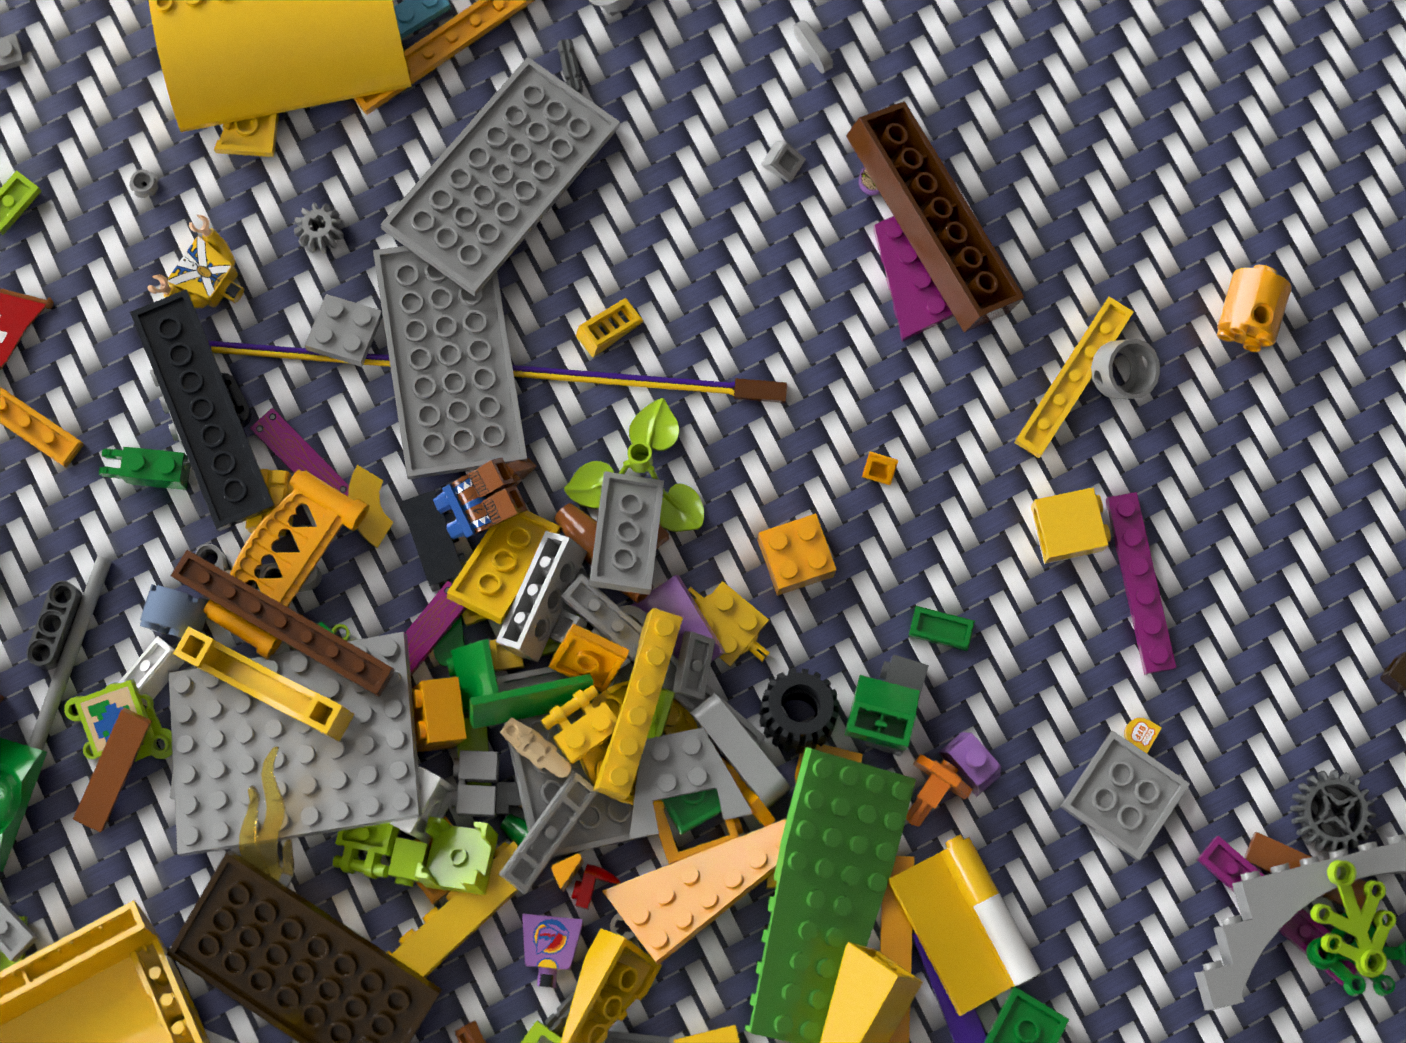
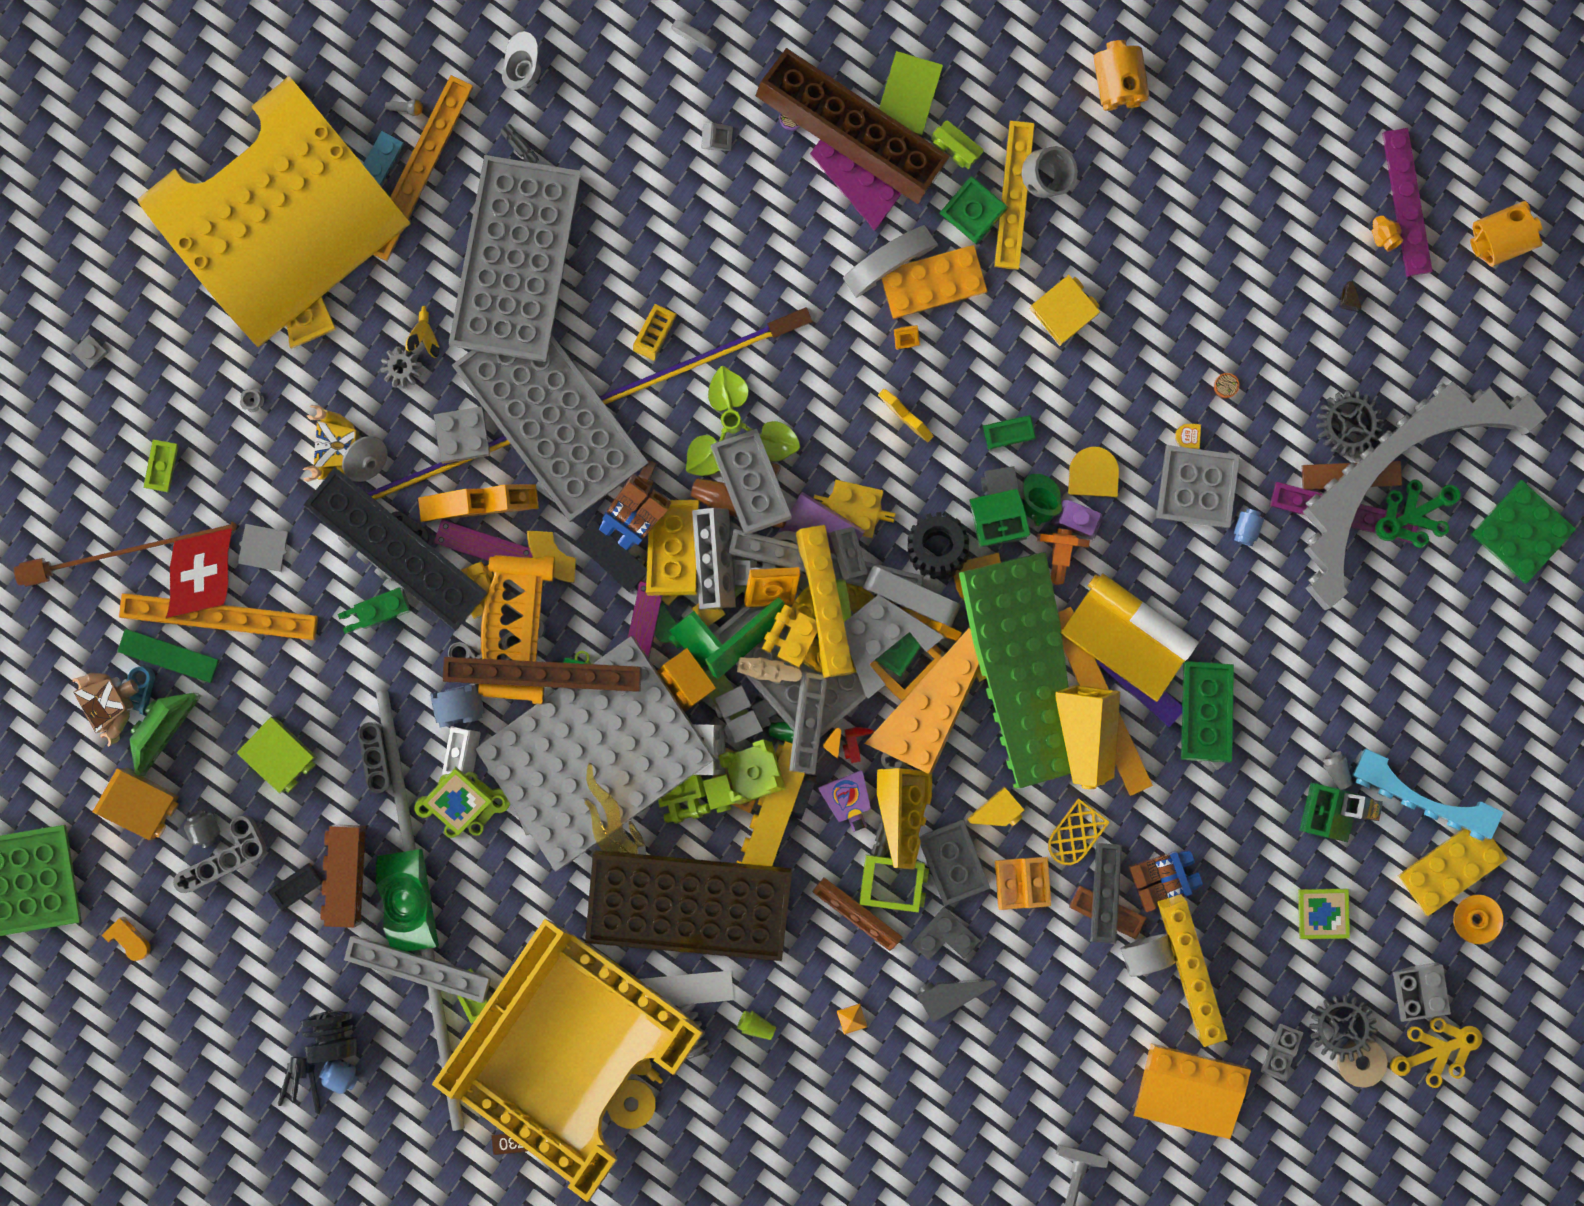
camera: 30 degrees left, 10 degrees up
(67, 342) = (263, 547): none -> light grey piece
(112, 770) = (476, 837): dark orange tile -> none
(225, 290) = (364, 458): none -> light grey dish
(264, 684) = (553, 724): yellow arch -> none
(318, 406) = (478, 502): none -> light orange slope
(362, 202) = (423, 332): none -> yellow piece
(502, 915) = (803, 796): none -> black beam
(796, 554) = (879, 432): light orange brick -> none
(843, 566) = (909, 419): none -> yellow tile
(902, 374) = (888, 258): none -> light grey slope
(939, 425) = (934, 282): none -> light orange plate
(940, 718) = (1041, 498): none -> green piece
(1013, 721) = (1093, 473): none -> yellow tile
(1017, 213) = (910, 90): none -> lime tile
(1022, 370) = (973, 210): none -> green tile
(1038, 293) = (957, 144): none -> lime bracket
(1140, 583) = (1135, 325): magenta plate -> none
(1161, 870) = (1248, 527): none -> medium blue brick
(1211, 699) = (1226, 385): none -> tile
(1357, 922) = (1402, 495): lime plant -> none

